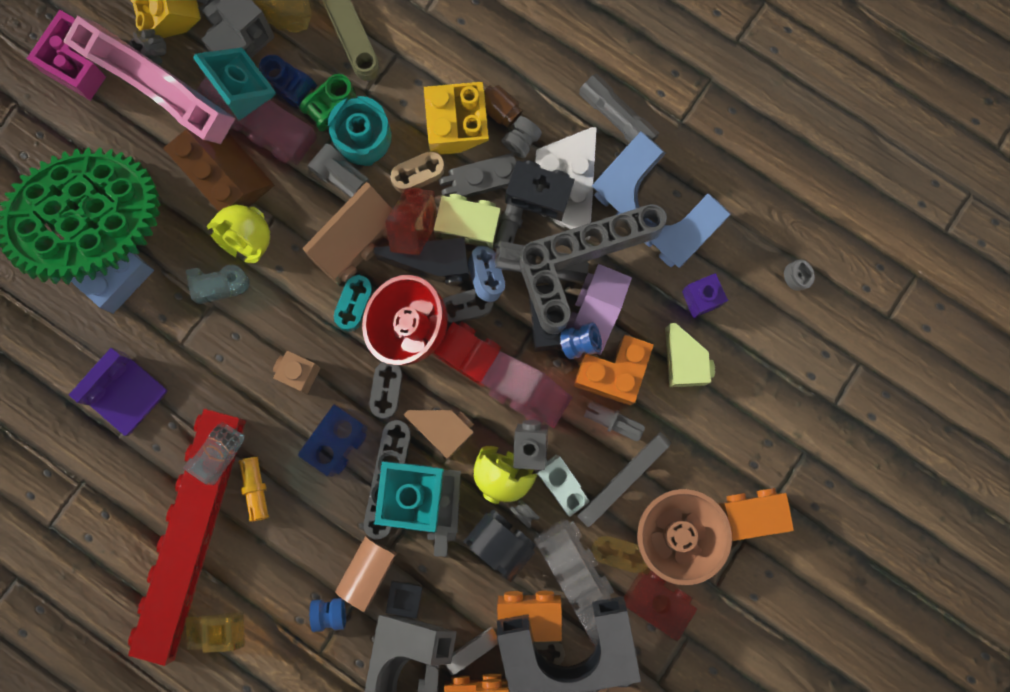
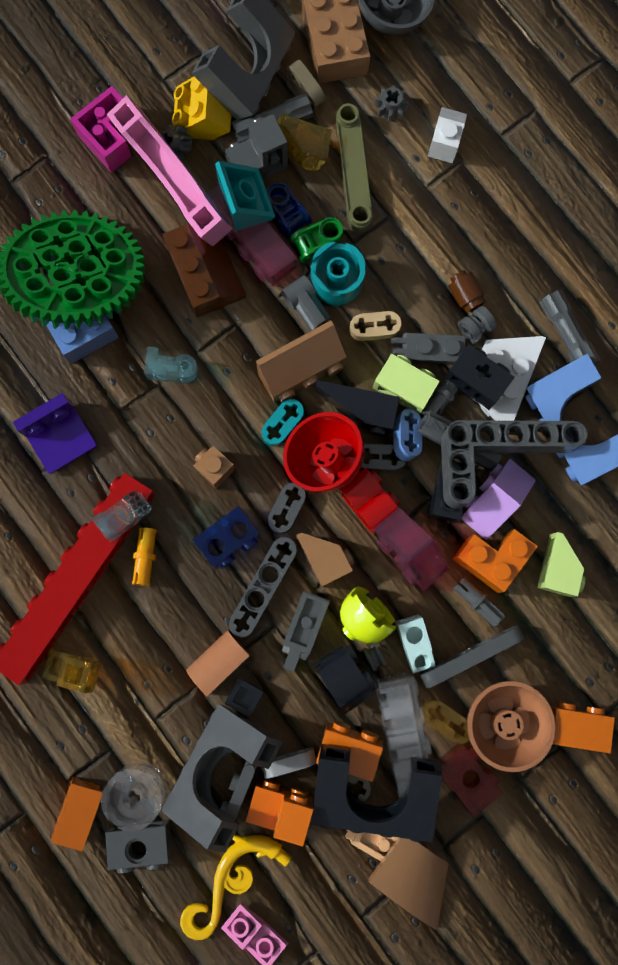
camera: 15 degrees right, 0 degrees up
(241, 231) = (205, 327): neon yellow cylinder -> none
(327, 615) = (173, 688): blue wheel -> none
(409, 496) = (278, 608): teal slope -> none
(411, 221) = (358, 367): clear red brick -> none
(455, 117) = (425, 288): yellow slope -> none
(530, 445) = (400, 599): dark grey brick -> none
(581, 340) = (473, 521): blue wheel -> none
(704, 295) = (595, 517): dark purple brick -> none

